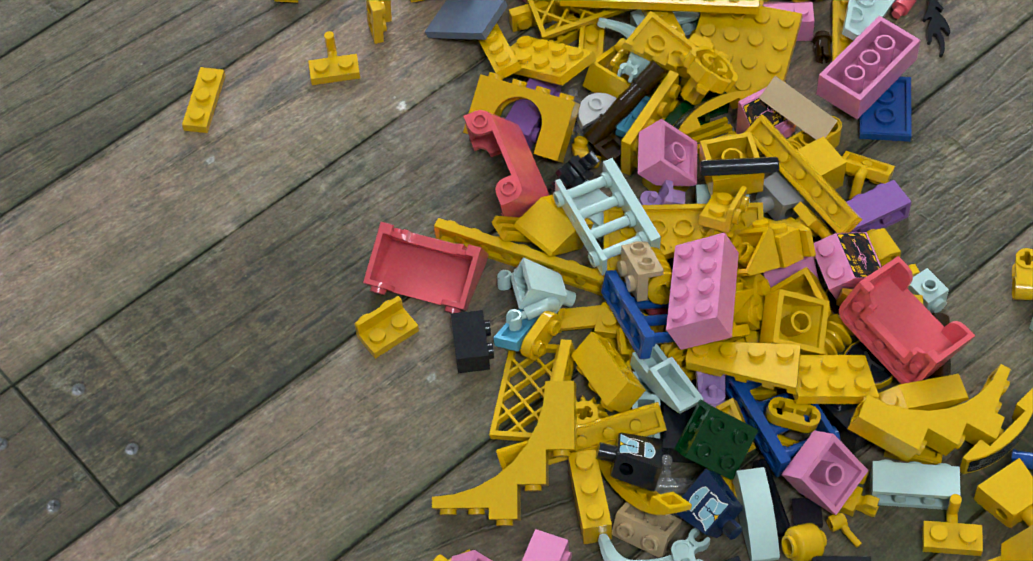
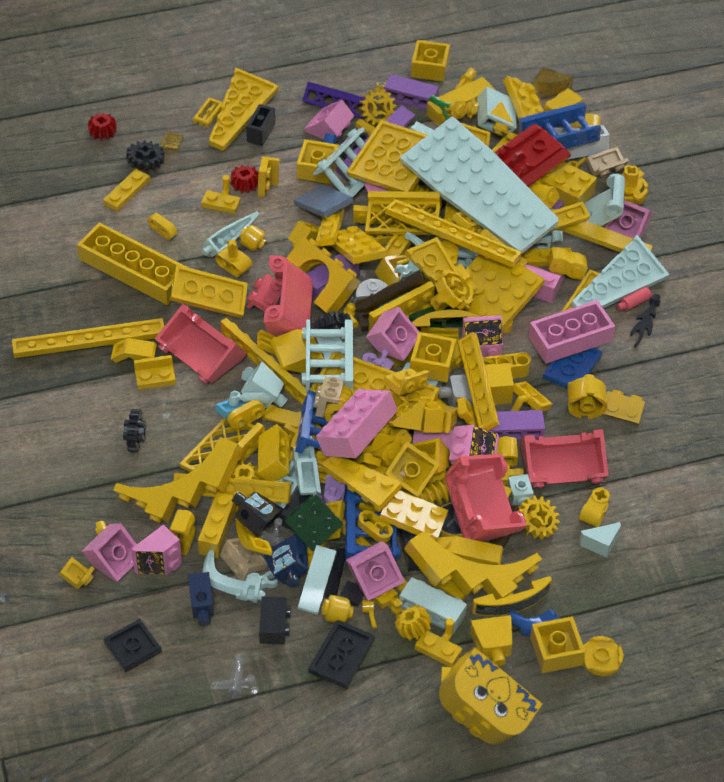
camera: 20 degrees right, 5 degrees down
(124, 28) = (102, 126): none -> red gear
(203, 45) = (145, 155): none -> black gear
(225, 13) = (172, 140): none -> clear yellow plate
(271, 316) = (86, 338): none -> yellow plate
(274, 193) = (128, 261): none -> yellow brick
(280, 129) = (162, 226): none -> yellow beam
(342, 306) = (134, 349): none -> yellow slope
(349, 27) = (244, 178): none -> red gear
(371, 112) = (219, 240): none -> light aqua piece
(396, 192) = (208, 291): none -> yellow plate
(398, 138) = (233, 259): none -> yellow beam
(405, 100) = (252, 238): none -> yellow head
(412, 416) = (134, 430): none -> black gear
(463, 167) = (265, 293): none -> coral bracket
(468, 70) = (305, 230): none -> yellow slope
(471, 341) = (201, 402): black brick -> none
(555, 518) = (184, 529): none -> yellow brick
(739, 166) = (432, 356): black axle -> none
(797, 109) = (502, 339): tan sticker -> none
(822, 46) = (555, 306): dark brown pin -> none
(908, 518) = (413, 622): none -> yellow gear
(935, 141) = (587, 397): none -> yellow brick
(956, 228) = (565, 458): none -> coral windscreen
(972, 313) = (538, 517): none -> yellow gear
(978, 136) = (624, 407): none -> yellow bracket

